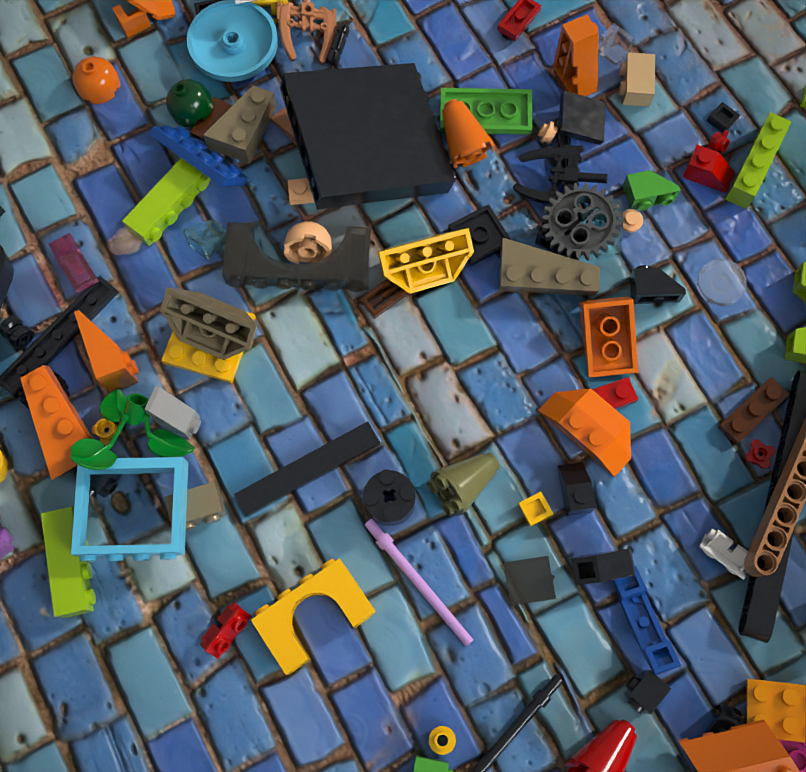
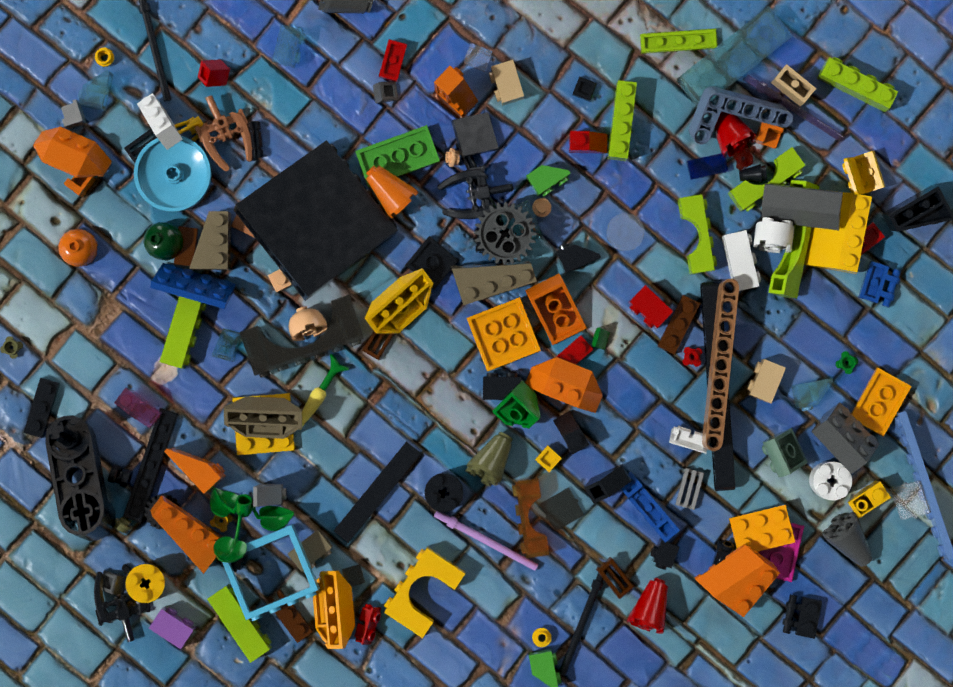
camera: 20 degrees left, 15 degrees up
(135, 587) = (292, 619): none -> reddish brown hinge
(191, 590) = (334, 609): none -> light orange wedge
(234, 560) = (354, 575): none -> clear smoke tile
(288, 328) = (318, 394): none -> piece
(480, 608) = (534, 543): none -> clear orange arch
(498, 46) = (385, 92): none -> dark grey slope
(506, 398) = (499, 387): none -> black slope
(521, 430) = (519, 407): none -> green slope
(534, 342) = (503, 334): none -> light orange plate
(561, 675) = (605, 566): none -> reddish brown tile
(651, 390) = (600, 338): none -> green slope
(717, 600) = (696, 492): none -> light grey tile
(719, 141) = (587, 115): red plate -> none
(727, 373) = (650, 307): none -> red brick

